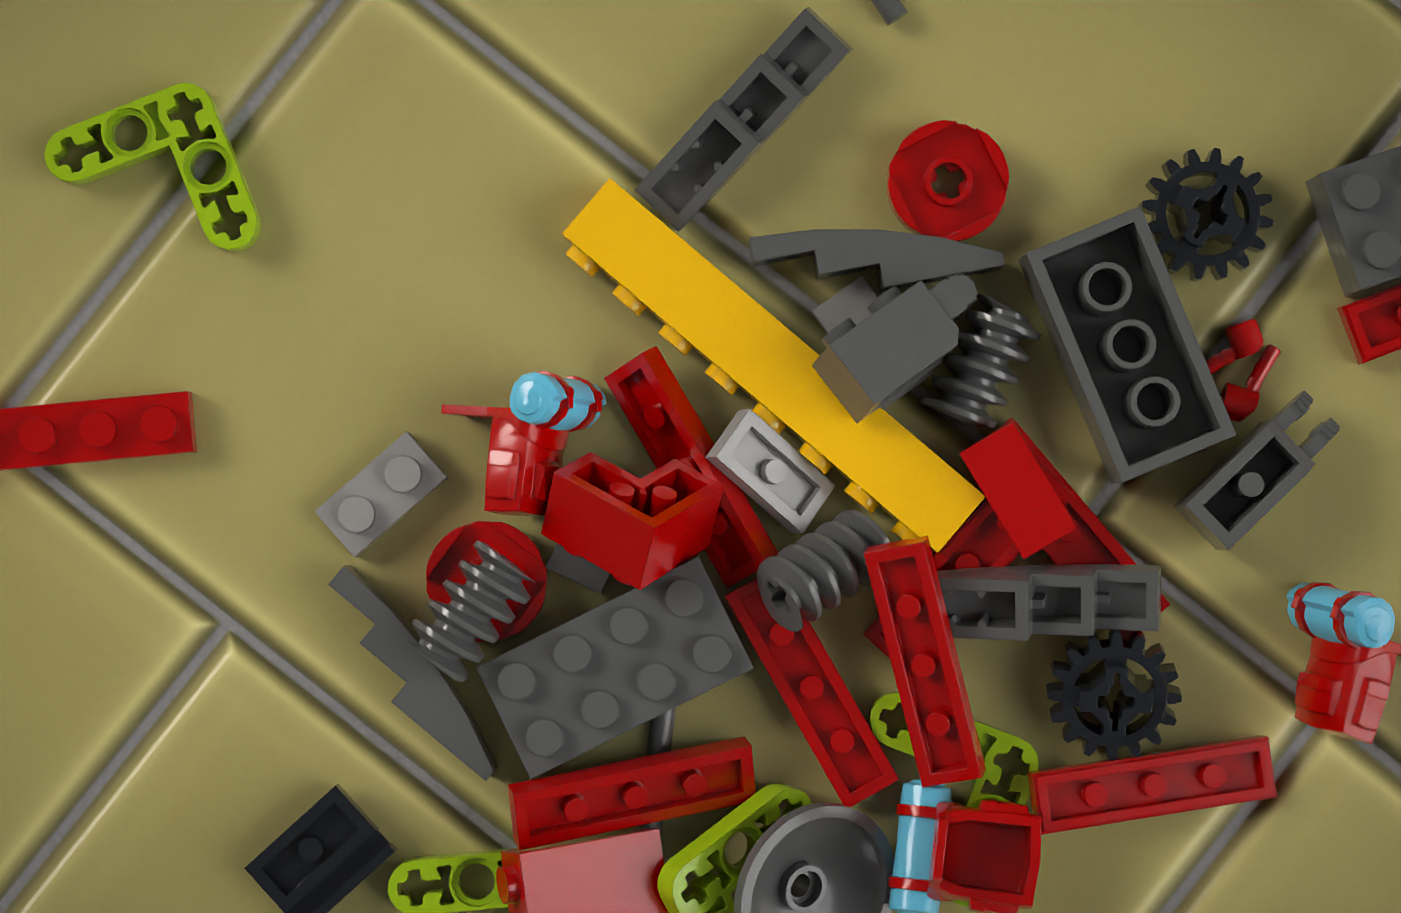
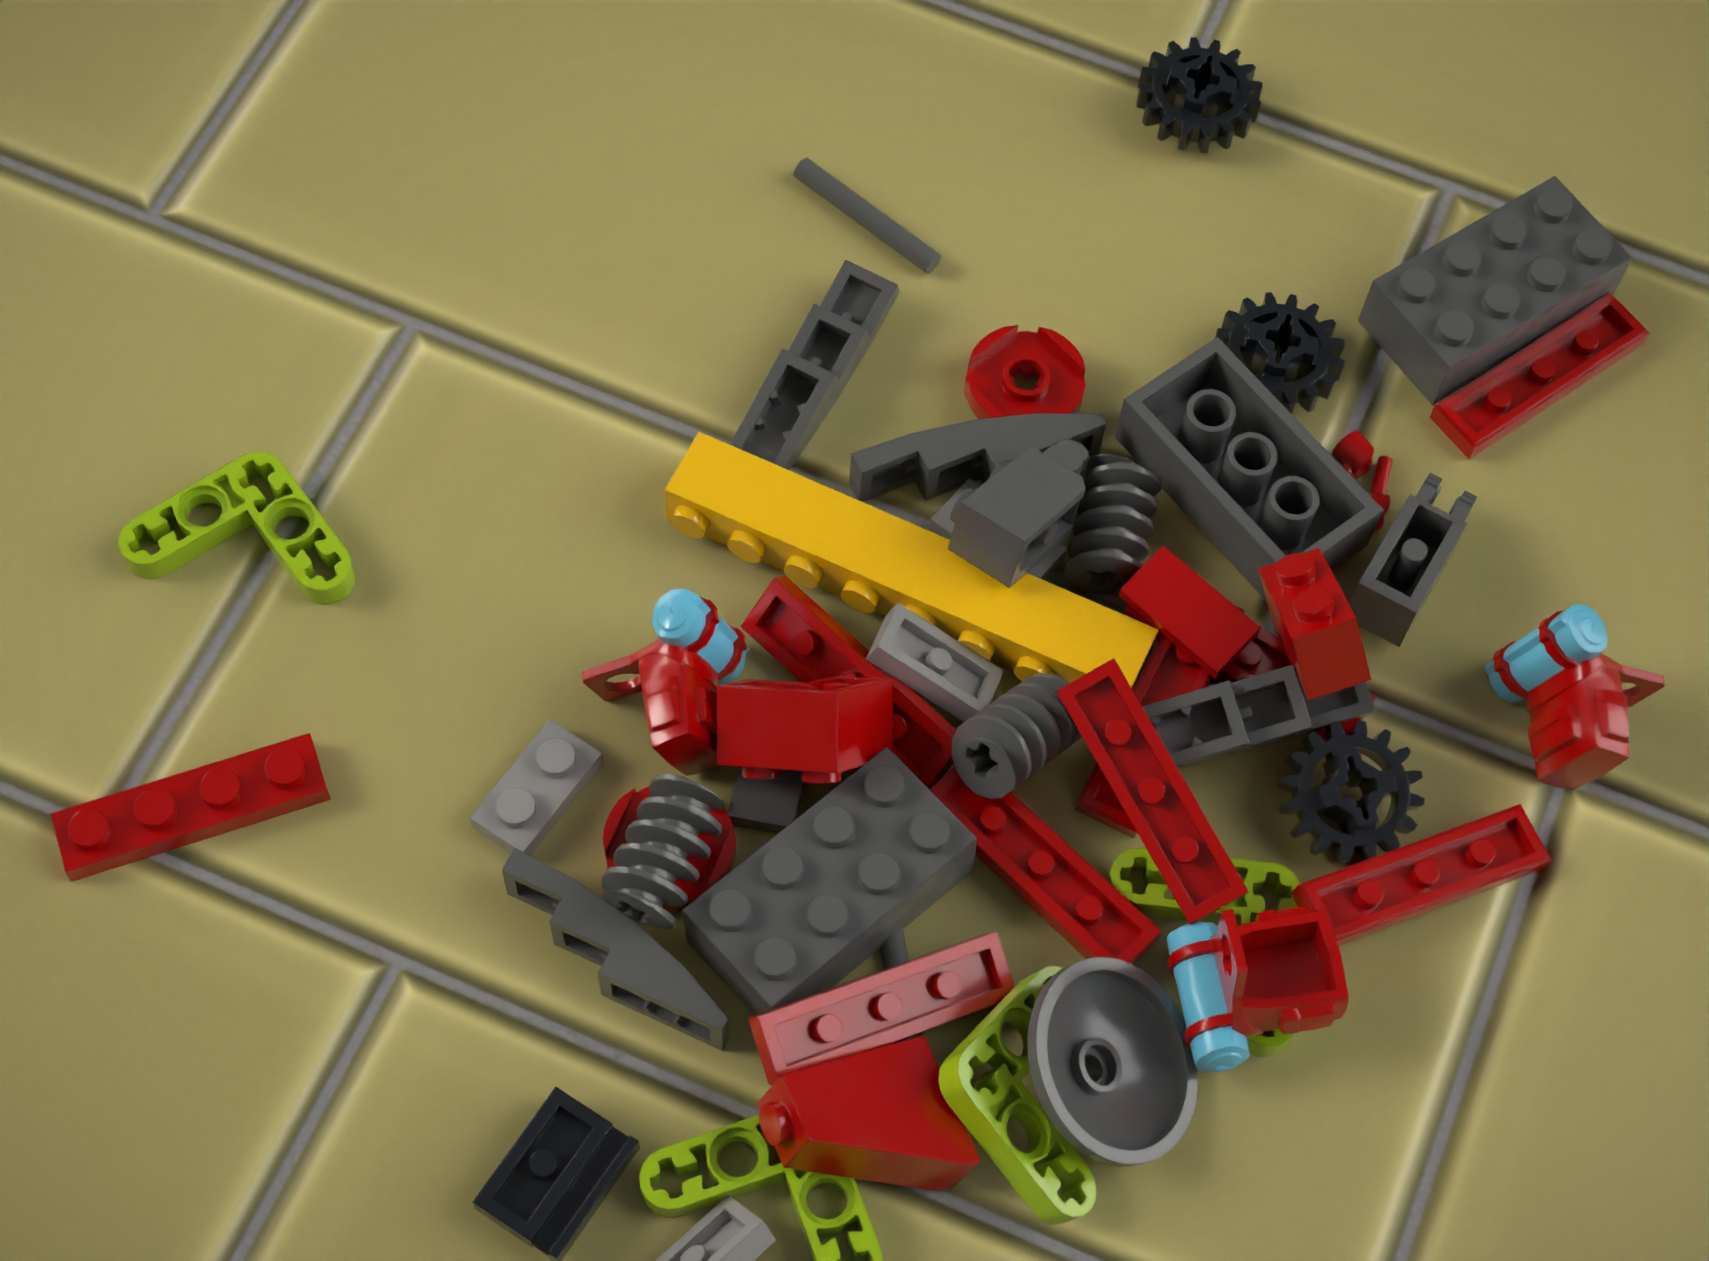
camera: 15 degrees left, 25 degrees down
(1124, 545) = (1314, 623): none -> red brick

